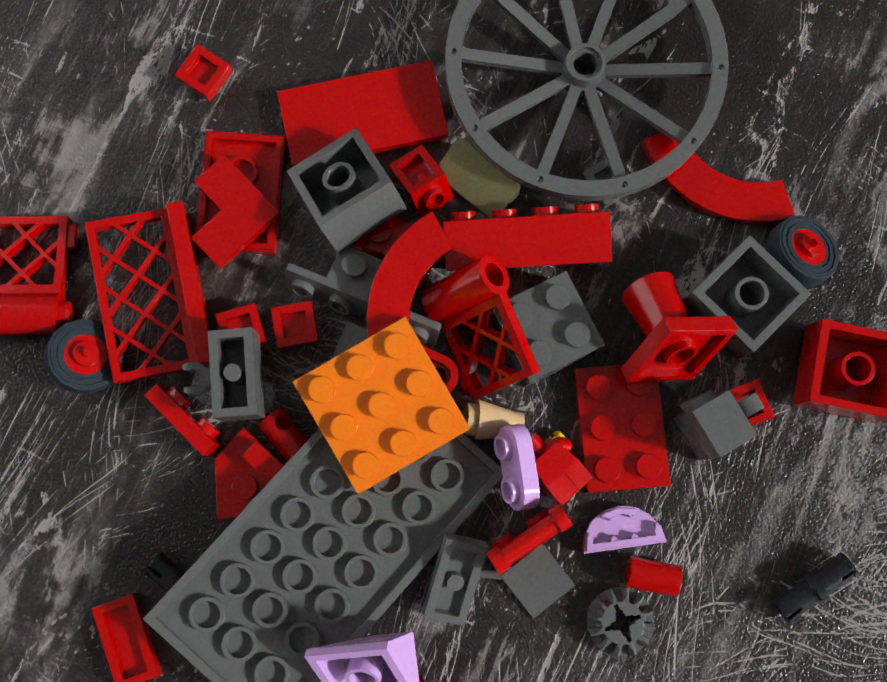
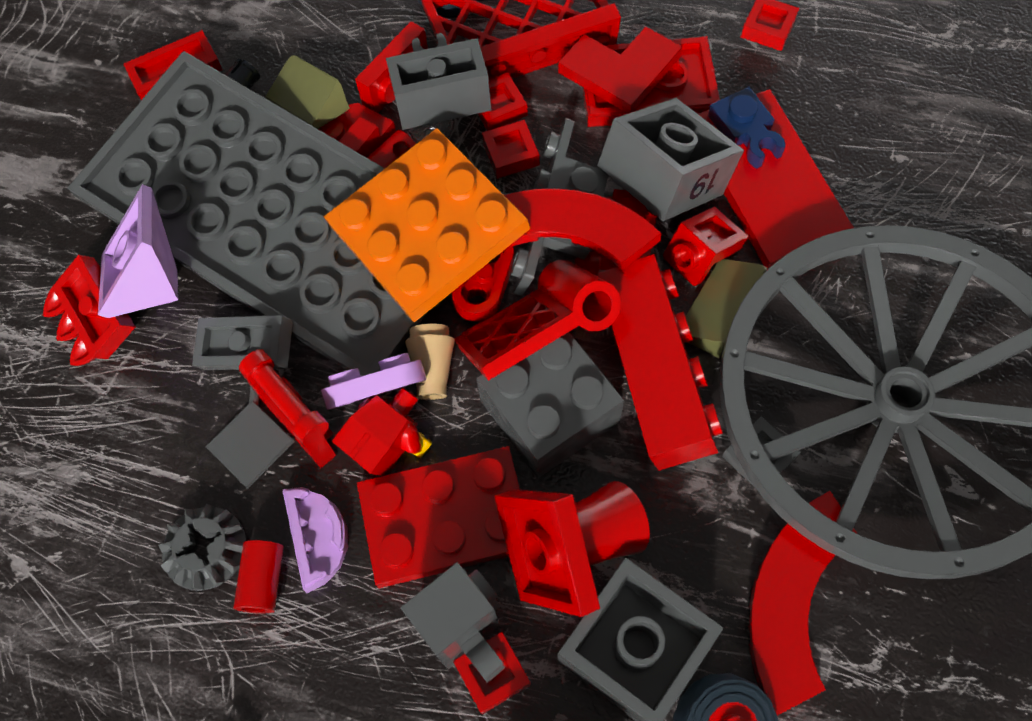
camera: 90 degrees right, 15 degrees down
(202, 506) = (308, 93): none -> olive slope
(311, 122) = (747, 121): none -> dark blue plate

